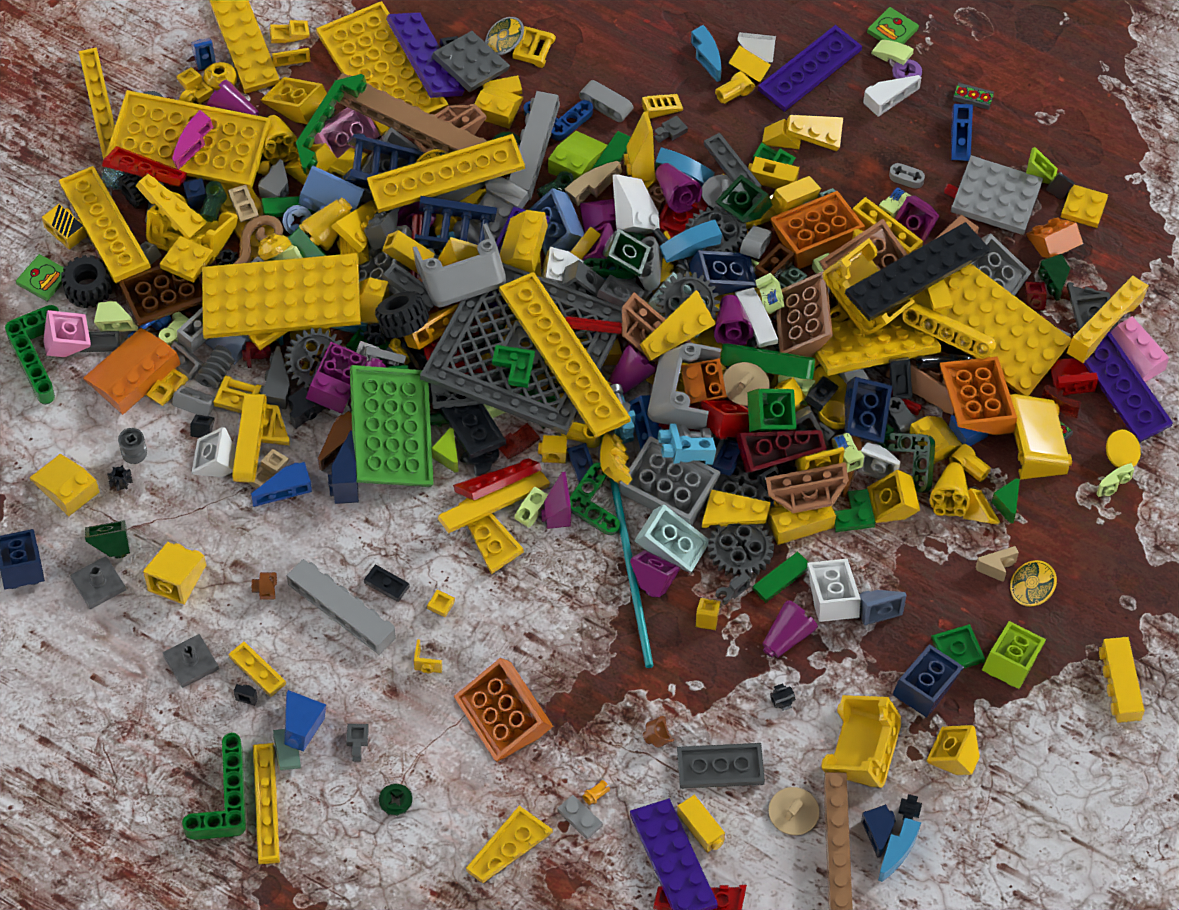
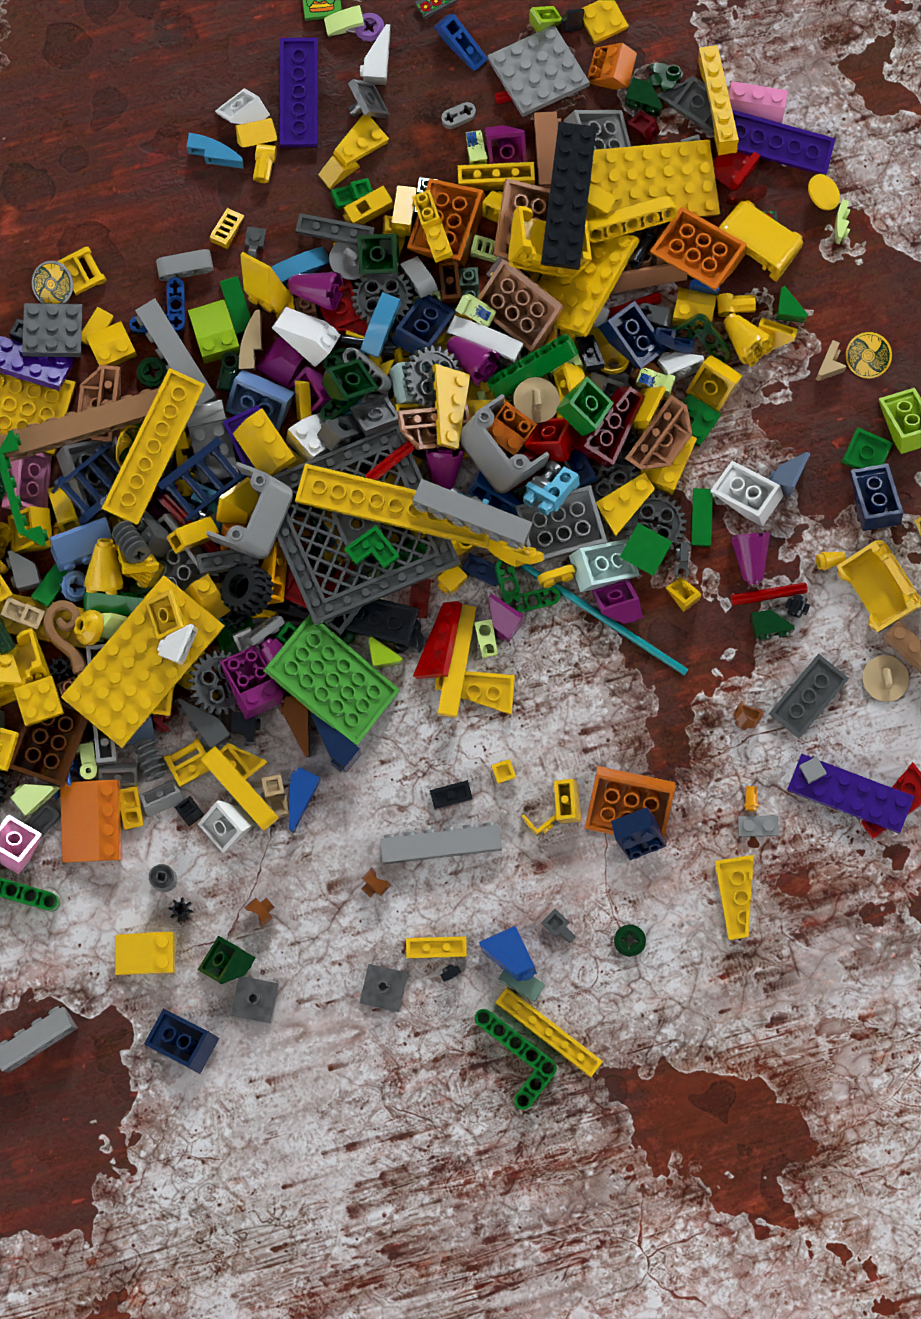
camera: 45 degrees left, 20 degrees up
(171, 528) = (261, 909): none -> dark orange piece
(174, 572) = (301, 937): yellow slope -> none
(315, 298) = (178, 644): none -> white slope
(329, 275) = (165, 614): none -> yellow slope
(359, 213) = (130, 542): none -> dark grey piece
(461, 661) = (567, 801): none -> yellow brick
(484, 730) = (638, 833): none -> dark blue slope
(608, 401) = (472, 514): none -> light grey brick
(629, 512) = (550, 577): none -> yellow plate
(662, 812) = (812, 770): none -> light grey tile
(701, 824) = (841, 750): yellow brick -> none
(713, 553) = (646, 549): none -> green tile
(746, 689) = (769, 624): none -> dark green slope
(771, 671) = (768, 594): none -> red axle
(802, 216) = (432, 226): none -> yellow slope
(842, 687) = (827, 560): none -> yellow cone
(851, 108) = (367, 99): none -> flat silver tile
(890, 436) = (668, 338): none -> dark blue slope
(900, 378) = (631, 287): black plate -> none
(1089, 277) = (665, 75): none -> dark green plate

